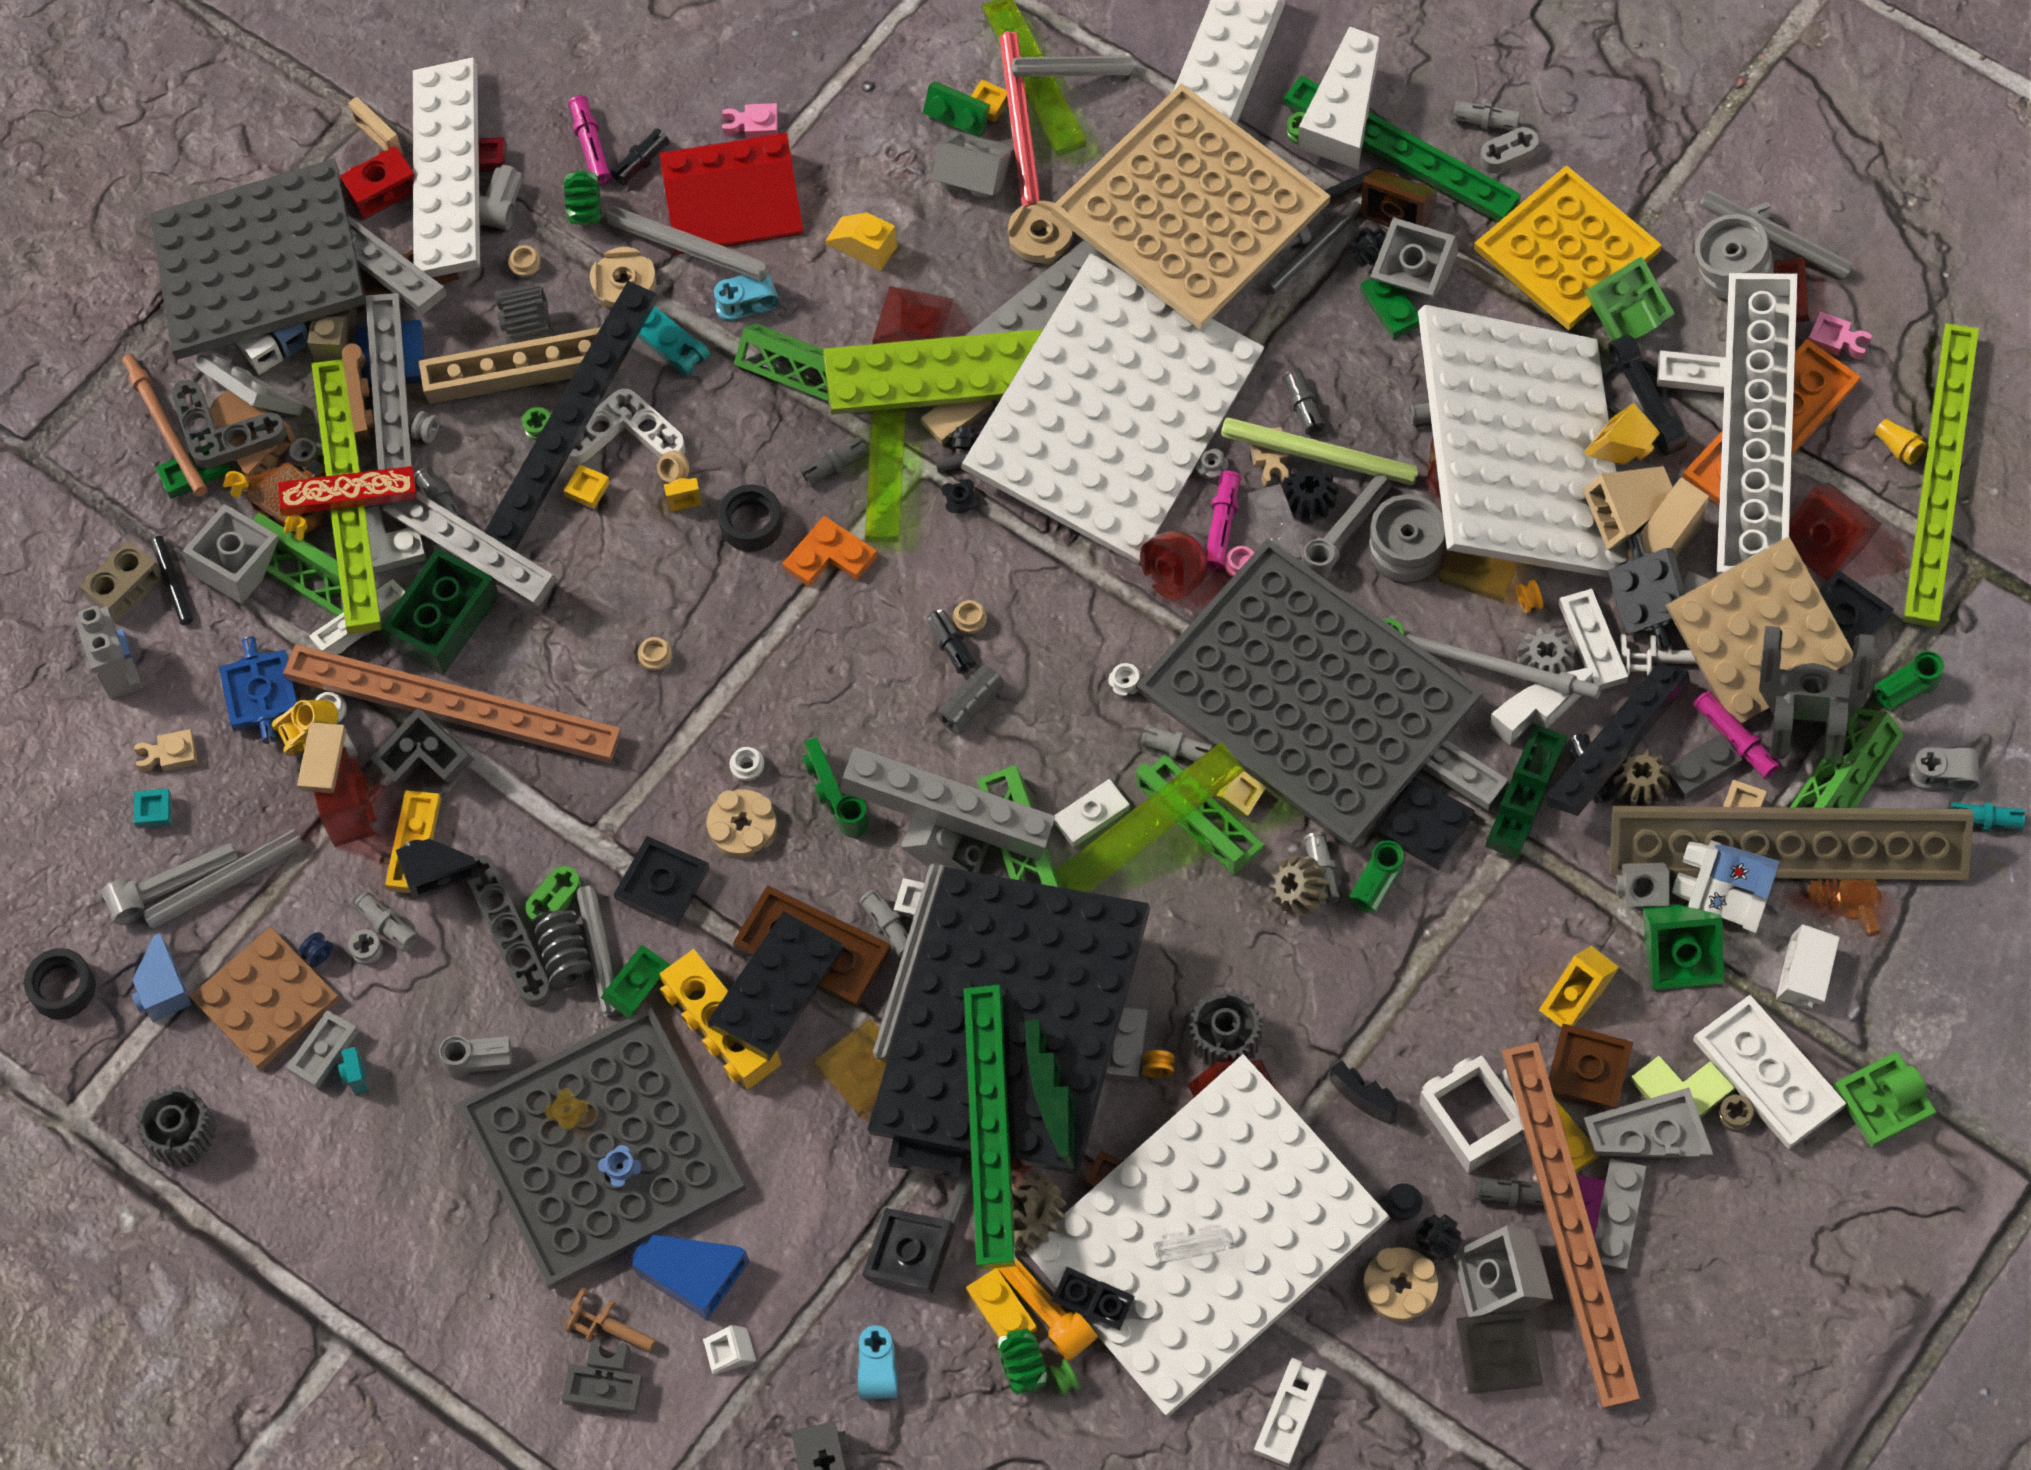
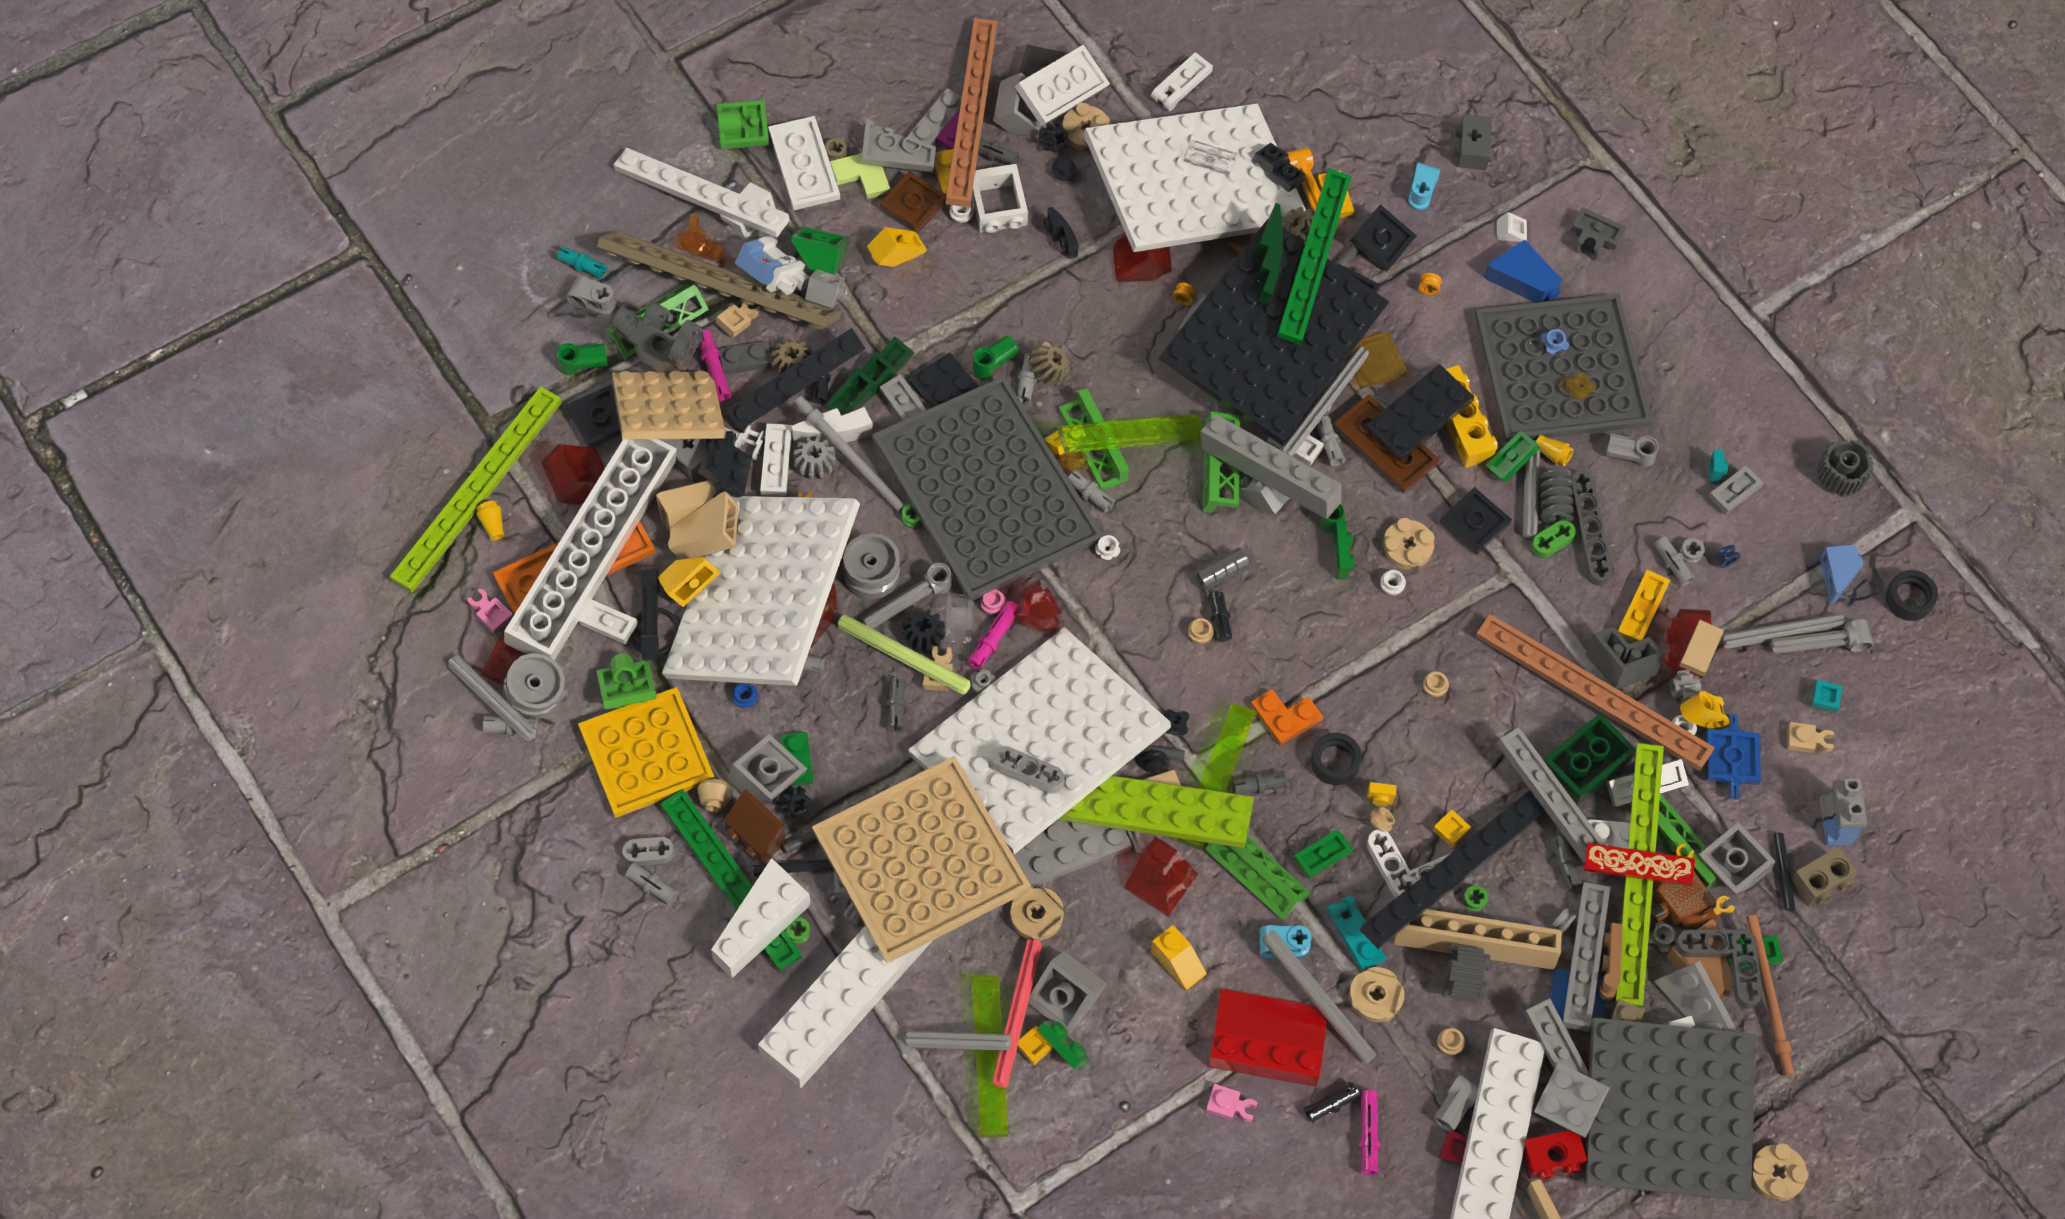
camera: 170 degrees left, 0 degrees up
(118, 239) = (1776, 1187): none -> tan plate
(264, 998) = (1769, 541): medium nougat plate -> none
(369, 218) = (1571, 1099): none -> light grey plate
(434, 866) = (1634, 570): black slope -> none
(581, 1017) = (1555, 450): none -> yellow cone
(582, 198) = (1391, 1068): green gear -> none
(606, 1323) = (1587, 268): medium nougat piece -> none
(731, 406) = (1323, 854): none -> green plate
(821, 1206) = (1430, 284): none -> light orange bush
(1022, 1361) = (1335, 150): green gear -> none
(1063, 1377) = (1312, 140): bright green bush -> none
(1091, 813) = (1166, 468): white plate -> none
(1131, 355) = (1020, 760): none -> light grey beam
(1223, 1011) = (1134, 293): dark grey brick -> none
(1458, 1314) = (1062, 85): none -> white plate
(1465, 224) = (714, 794): none -> tan cone
(1882, 959) = (701, 192): none -> white plate

